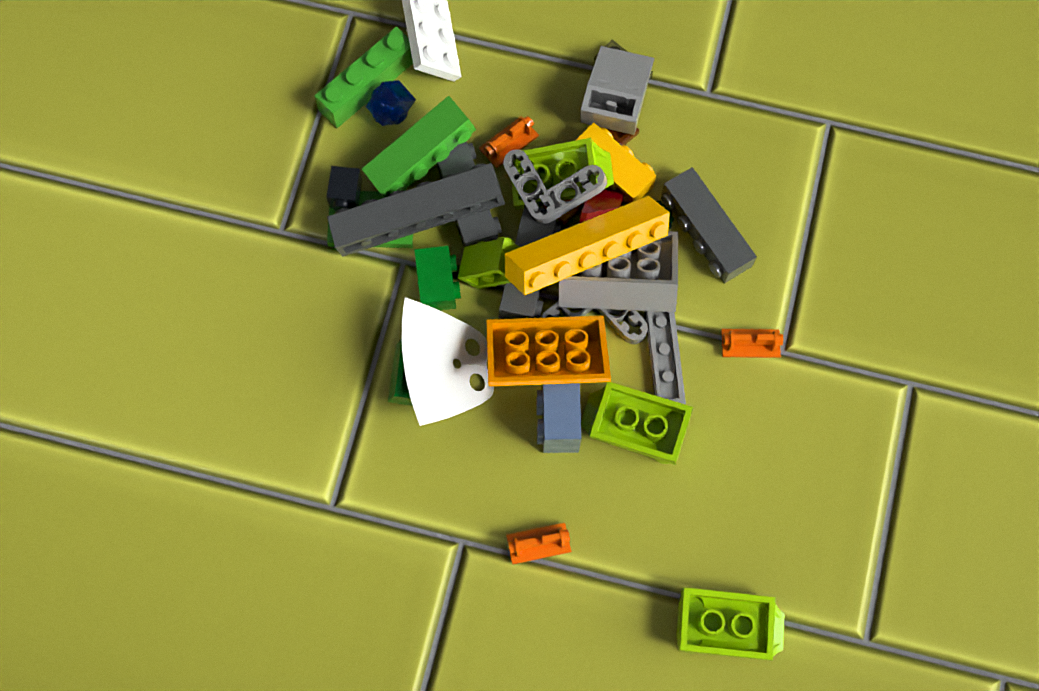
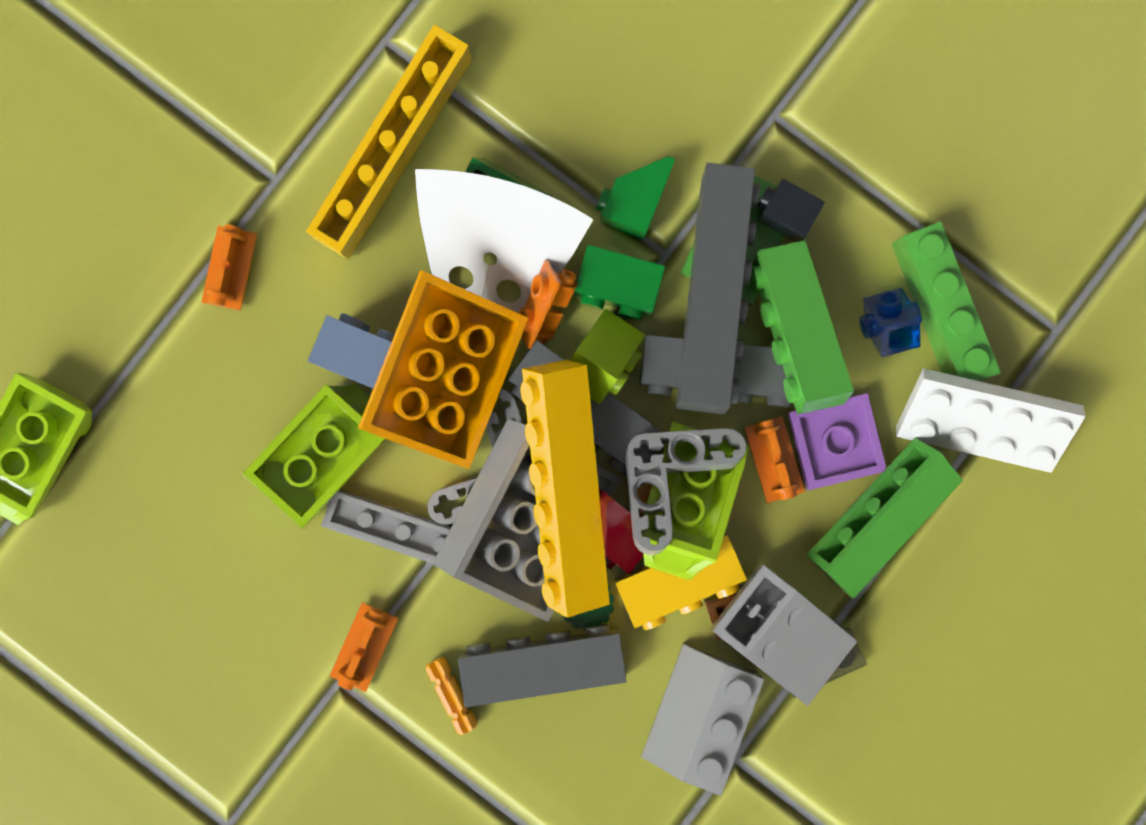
camera: 110 degrees right, 15 degrees up
(374, 290) = (635, 198): none -> green slope
(405, 462) = (390, 142): none -> yellow brick
(469, 317) = (547, 290): none -> orange hinge
(485, 107) = (837, 443): none -> medium lavender plate
(516, 61) = (885, 517): none -> bright green brick
(692, 117) = (702, 718): none -> light grey slope
(754, 275) = (451, 695): none -> light orange axle

